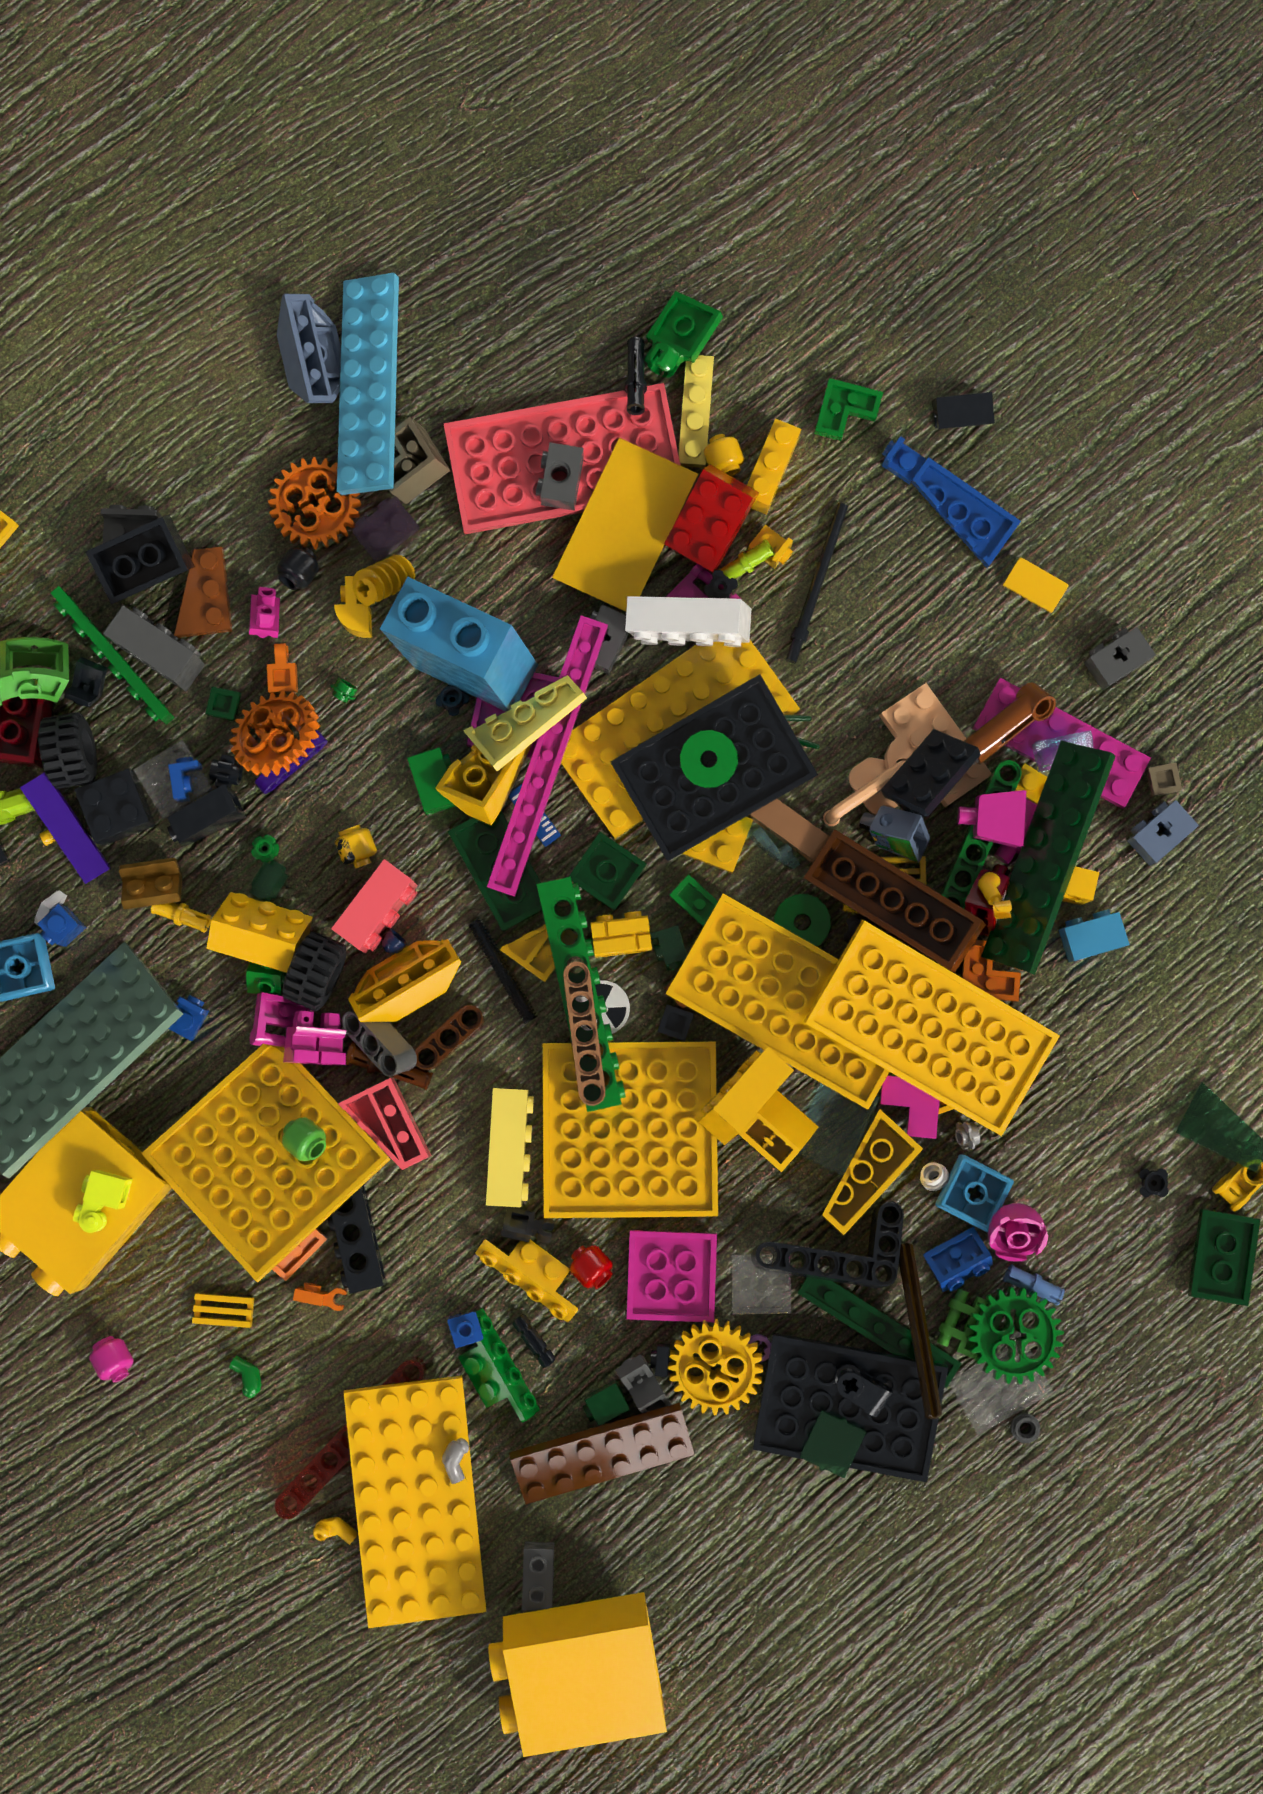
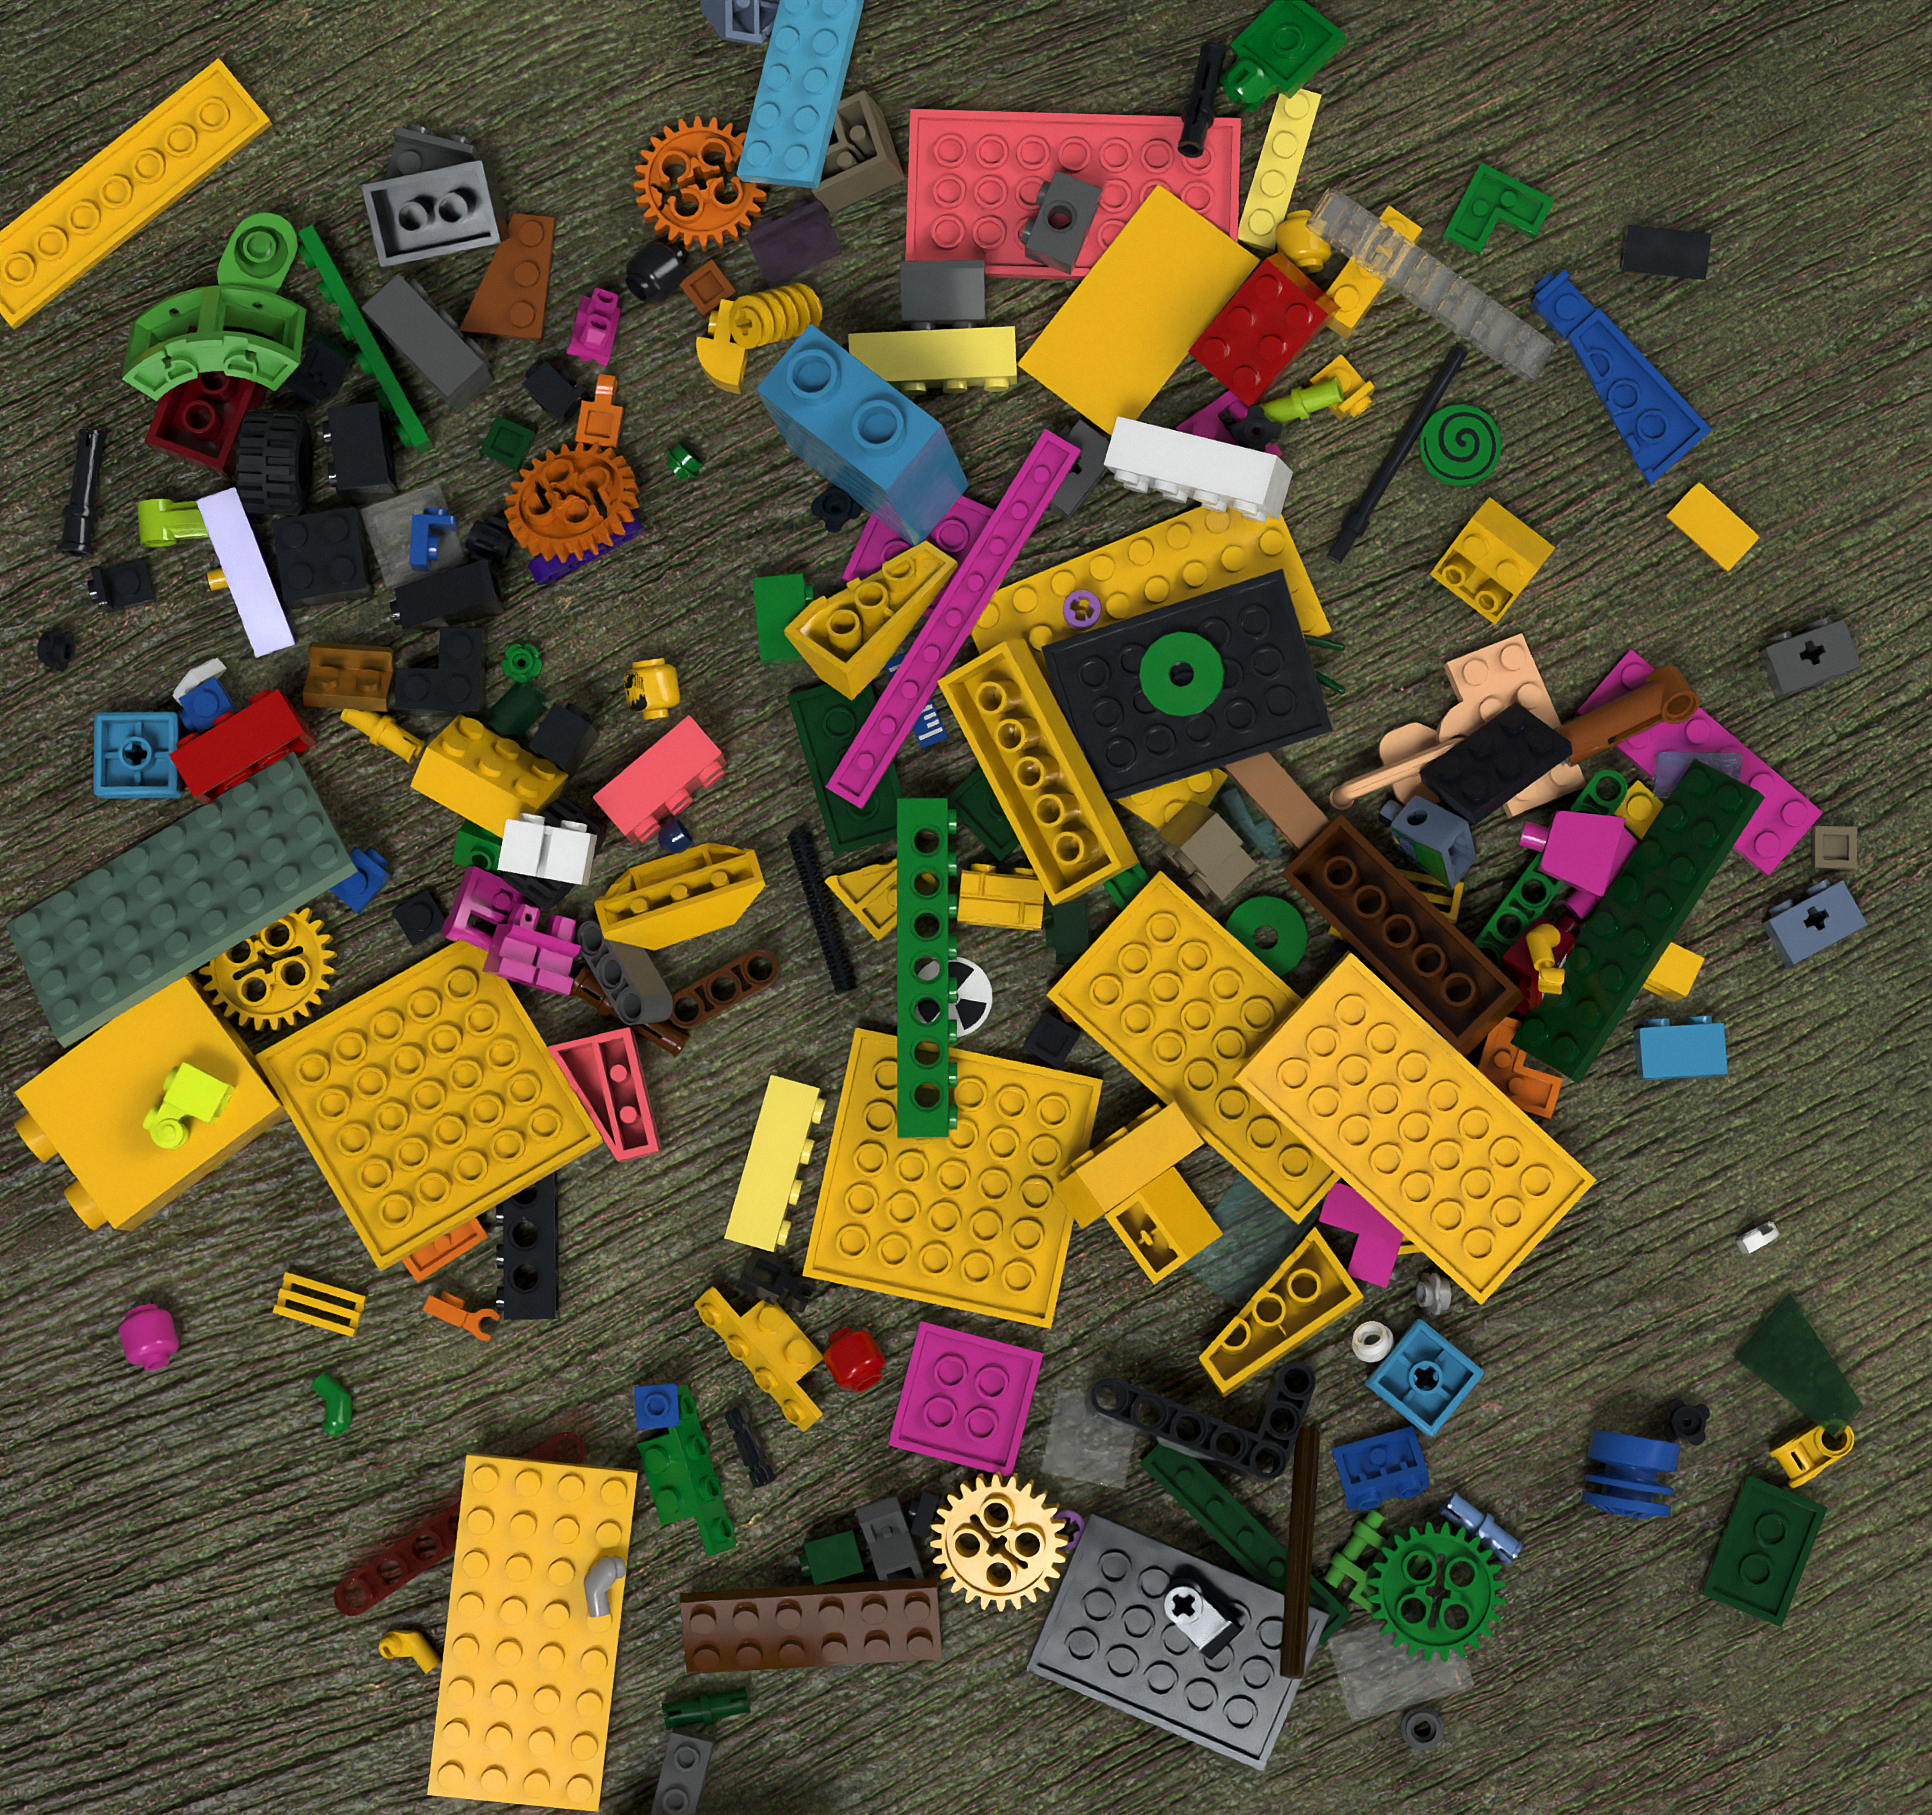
camera: 20 degrees right, 0 degrees up
(27, 613) = (258, 253): none -> bright green piece
(86, 945) = (241, 745): none -> red brick
(126, 731) = (362, 453): none -> black brick
(151, 1109) = (280, 998): none -> yellow gear
(222, 874) = (452, 688): none -> black brick
(234, 1034) = (420, 918): none -> black plate
(247, 662) = (554, 391): none -> black brick
(304, 892) = (564, 737): none -> black brick
(304, 1139) = (489, 1086): bright green head -> none
(308, 972) = (547, 851): none -> white piece
(333, 571) = (707, 288): none -> dark orange plate
(492, 542) = (942, 294): none -> dark grey slope
(501, 583) = (940, 358): none -> light yellow brick
(516, 729) = (914, 572): light yellow wing -> none
(543, 1524) = (705, 1708): none -> dark green pin
(577, 1020) = (911, 1004): medium nougat beam -> none
(626, 845) = (1038, 771): none -> yellow brick
(638, 725) = (1069, 614): none -> medium lavender bush
(750, 873) = (1206, 849): none -> dark tan brick
(814, 464) = (1430, 285): none -> clear beam
(833, 1444) = (1141, 1686): clear green piece -> none
(857, 568) = (1460, 446): none -> green tile
(896, 639) = (1492, 560): none -> yellow slope
(1017, 1232) = (1472, 1446): dark pink cylinder -> none
(1126, 1226) = (1630, 1473): none -> blue wheel
(1172, 1049) = (1757, 1237): none -> white tile

